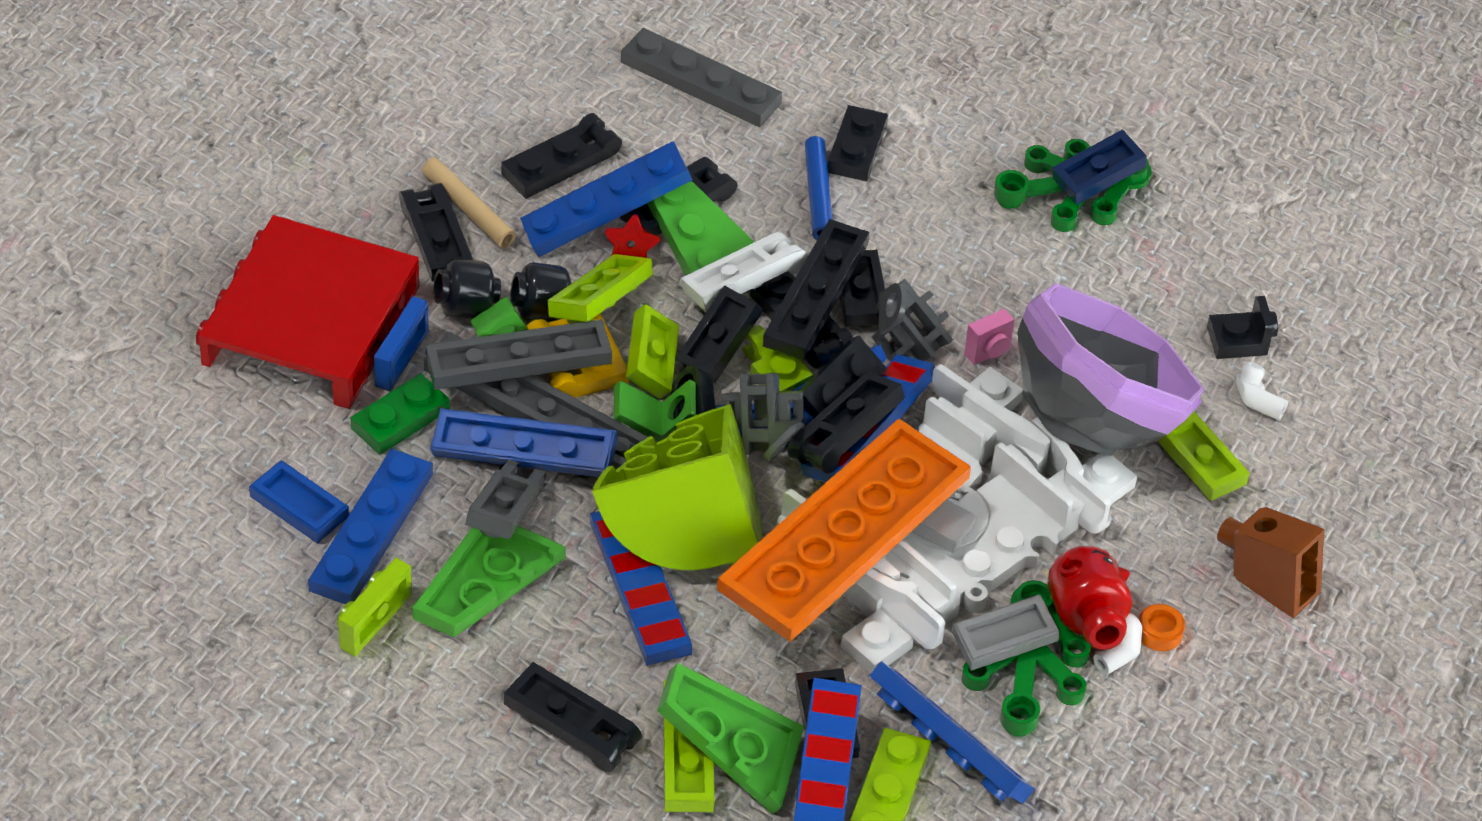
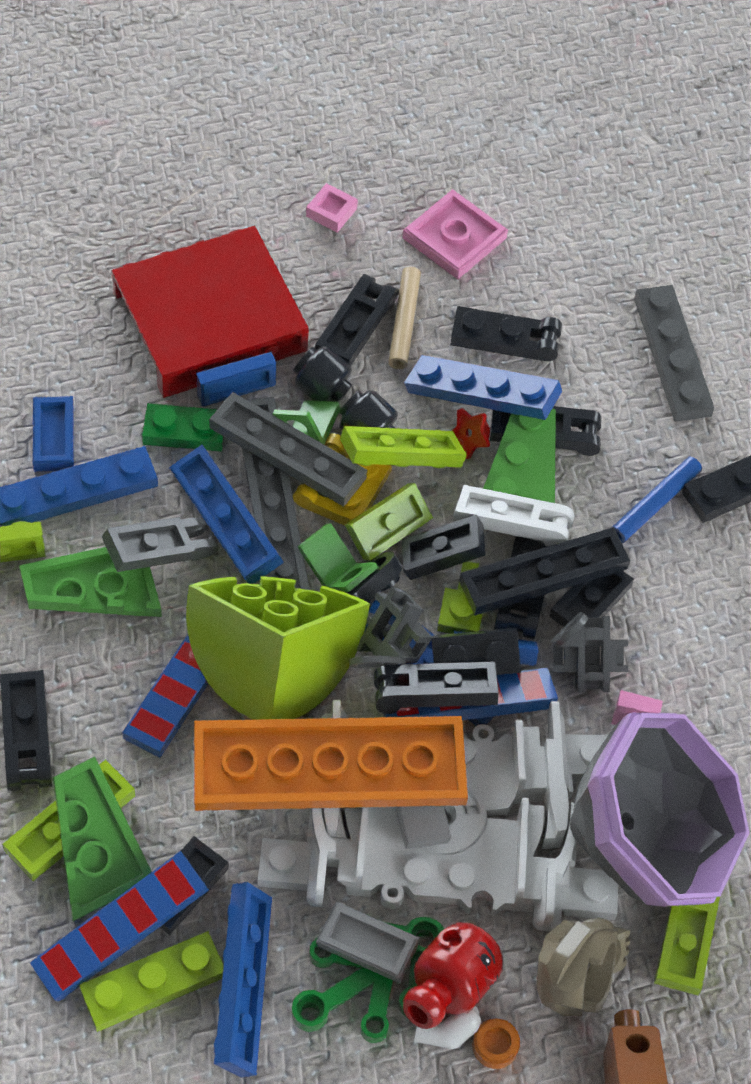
camera: 45 degrees right, 10 degrees up
(306, 163) = (331, 207): none -> bright pink plate
(426, 113) = (455, 234): none -> bright pink tile
(1158, 520) = (564, 960): none -> dark tan helmet

